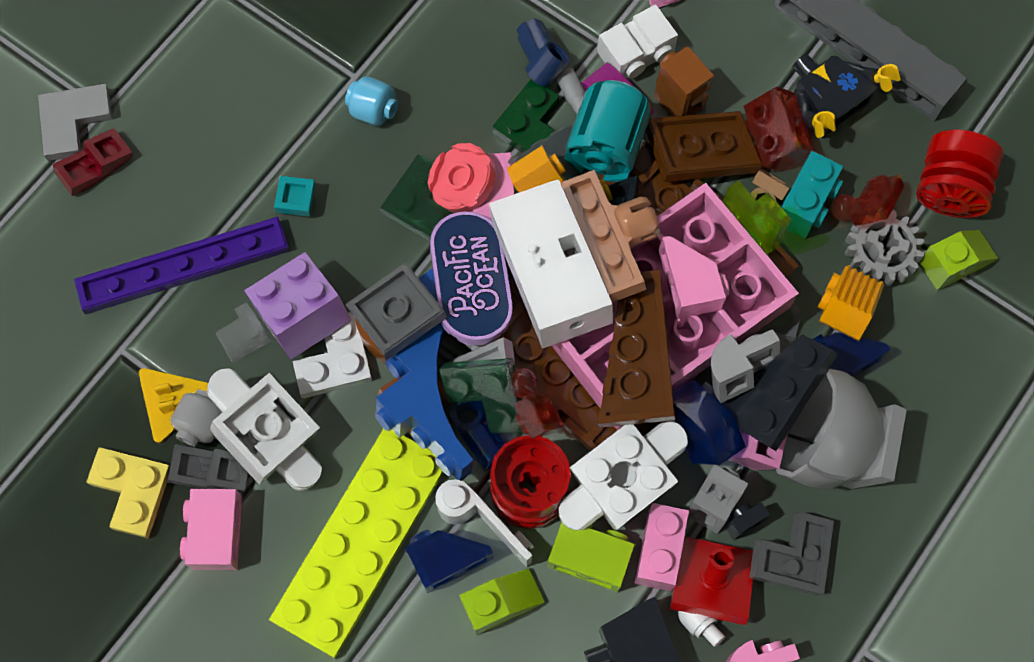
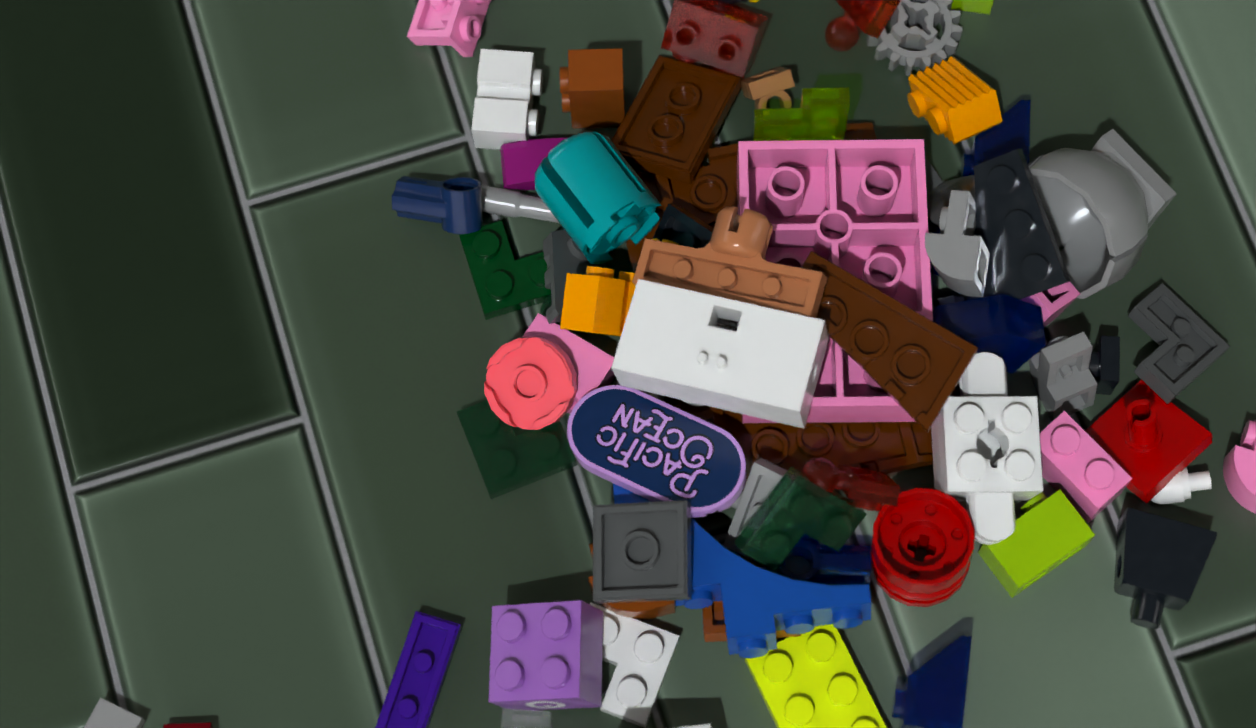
camera: 50 degrees left, 0 degrees up
(294, 196) = (406, 576): teal plate -> none
(371, 101) = (356, 418): medium azure head -> none
(459, 502) = (890, 633): white door -> none
(501, 600) = (1021, 669): lime slope -> none
(692, 279) = (839, 228): bright pink slope -> none
(812, 187) = (801, 44): teal brick -> none

